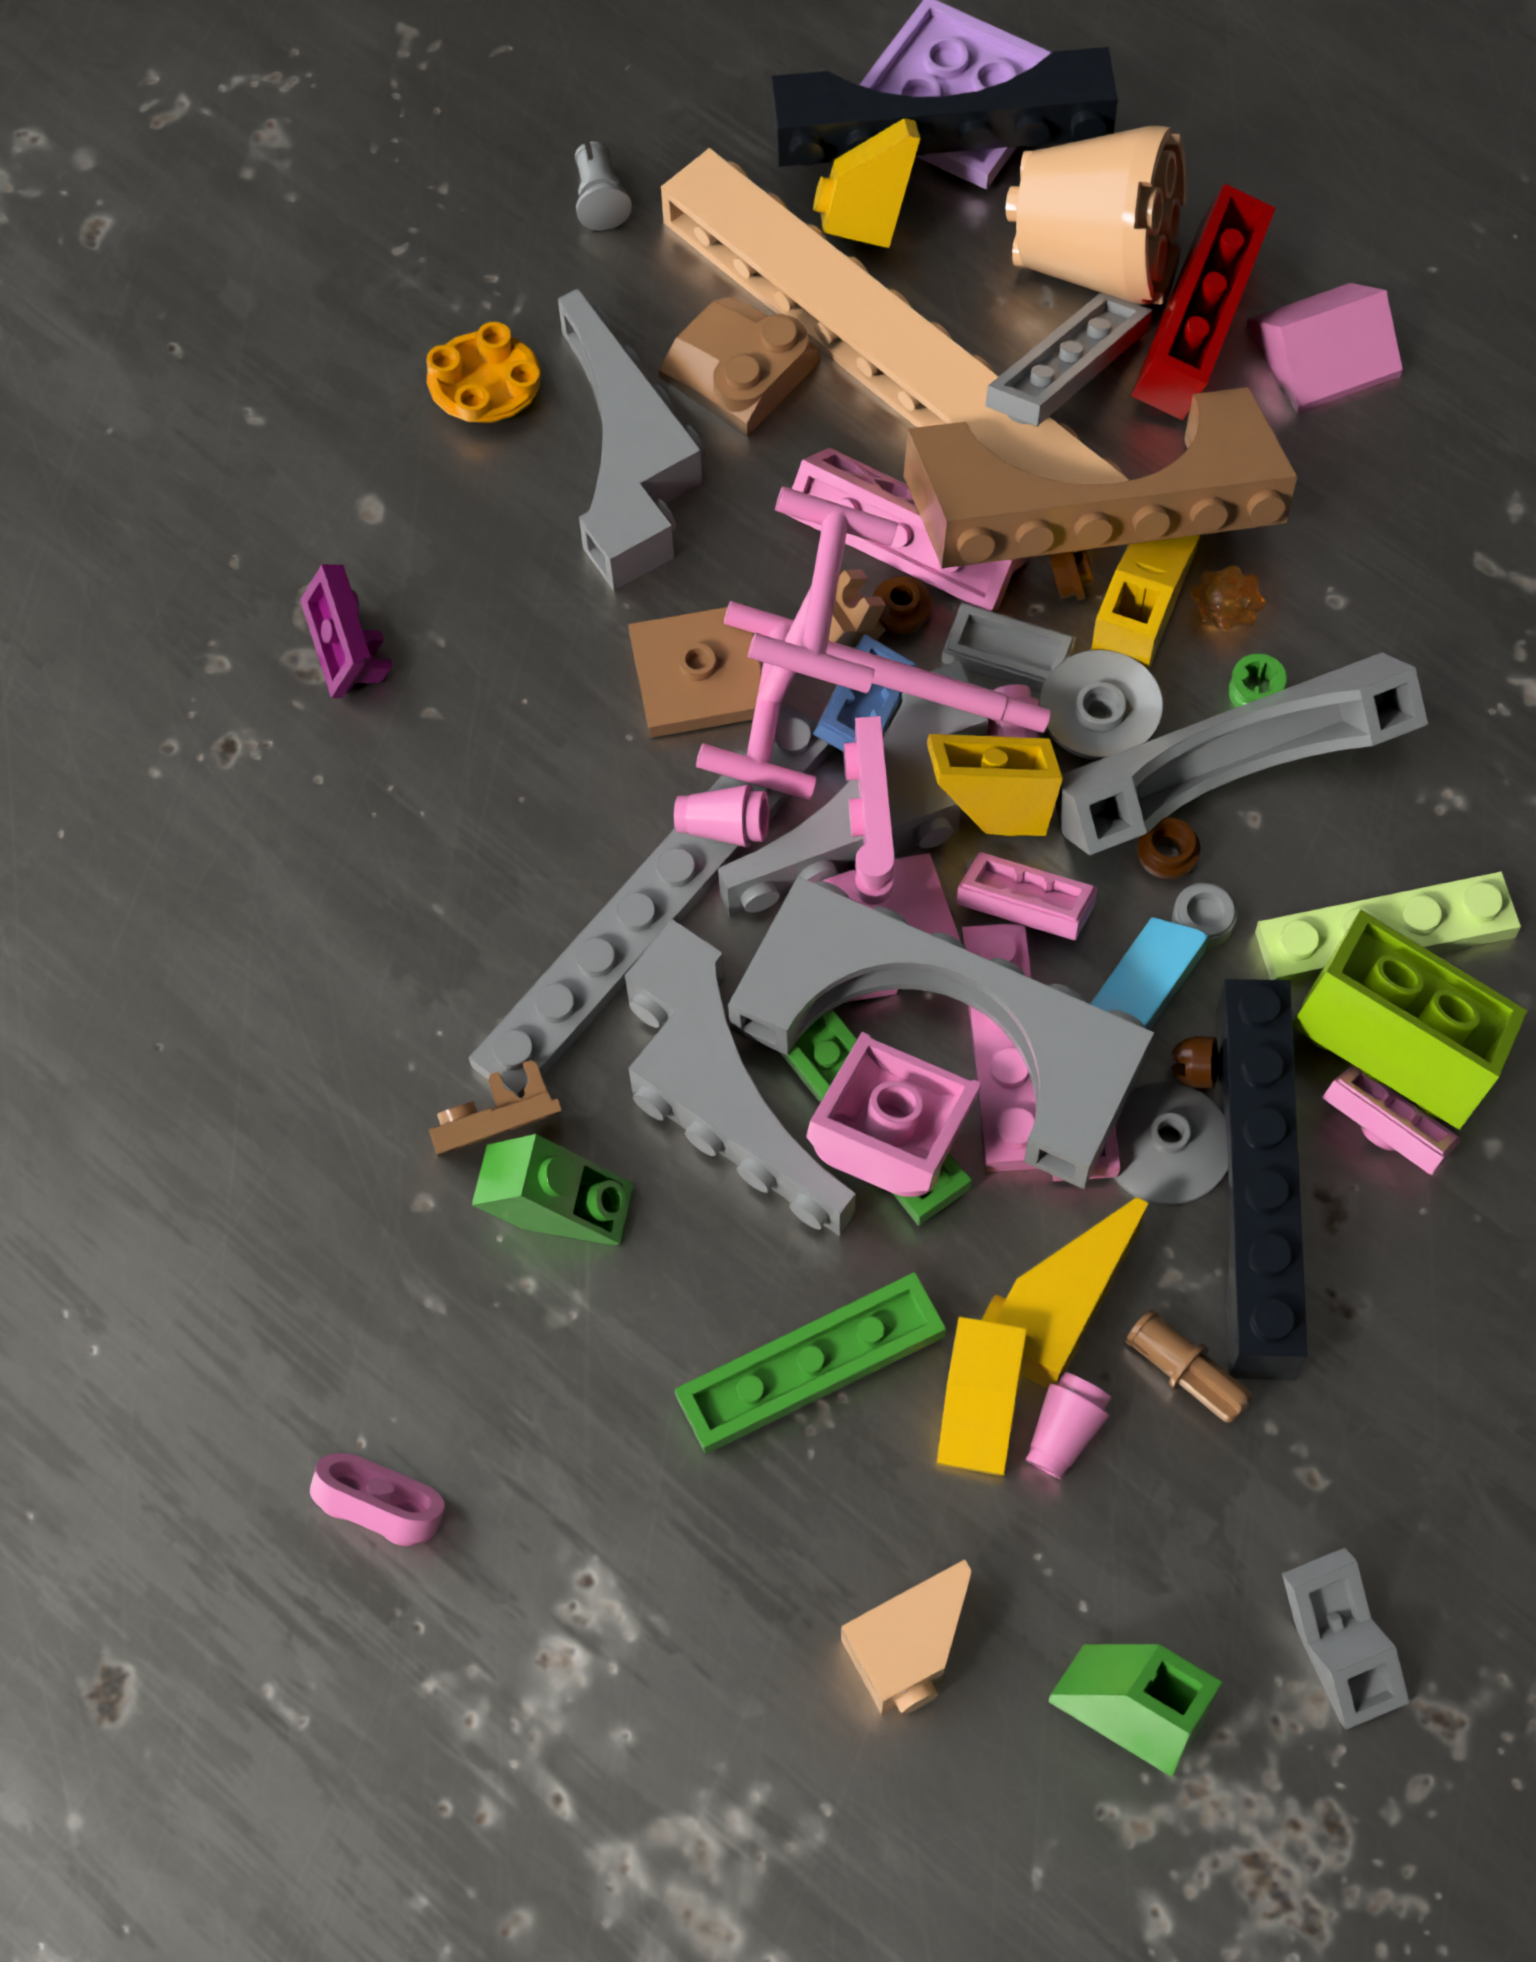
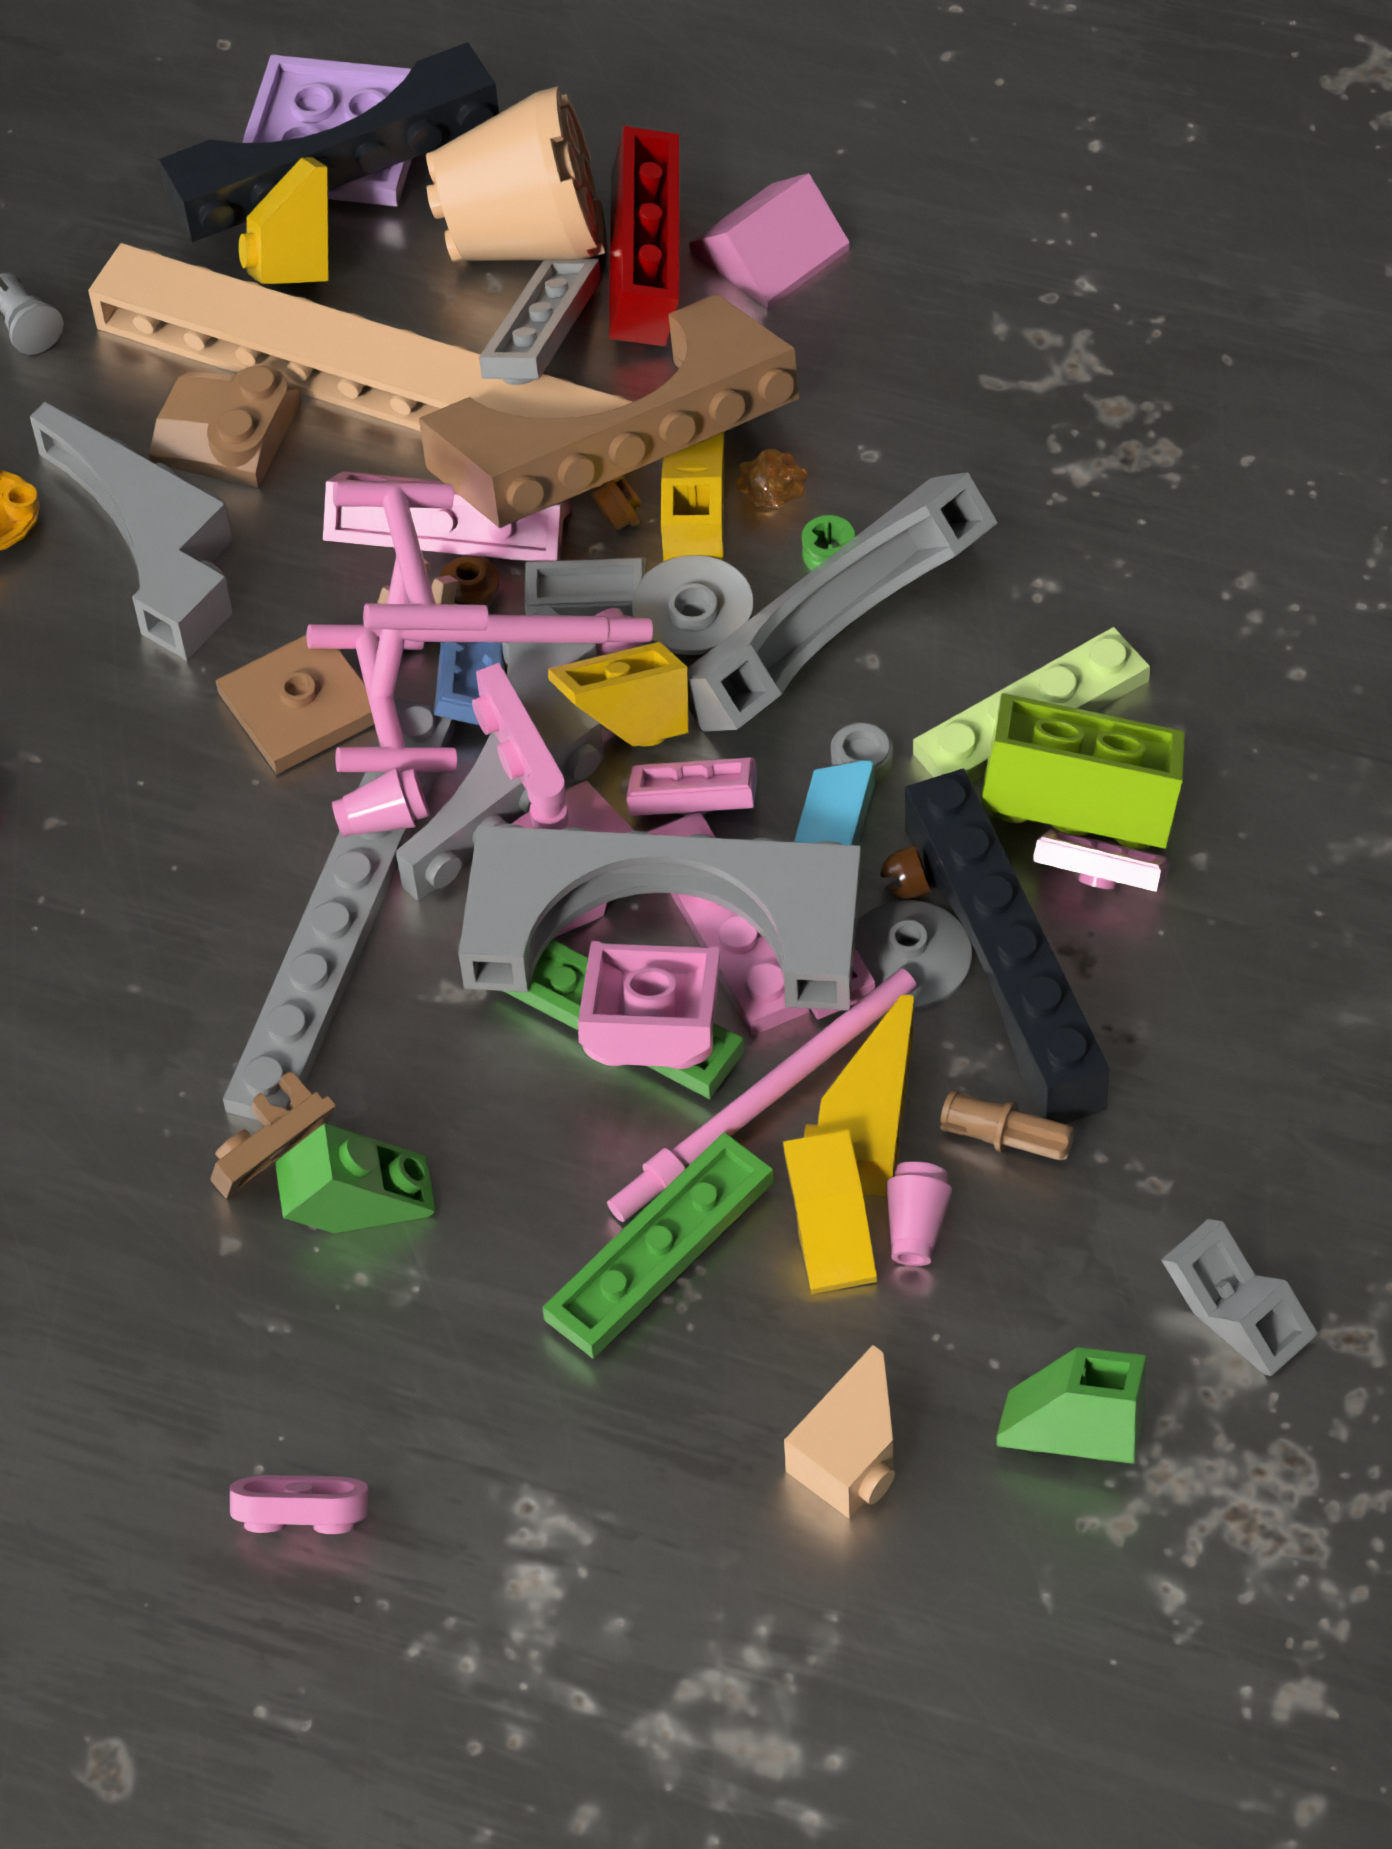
camera: 20 degrees left, 10 degrees down
(703, 1086) = (464, 1048): light grey arch -> none
(851, 1284) = (668, 1164): none -> bright pink bar
(1171, 833) = (806, 693): reddish brown plate -> none

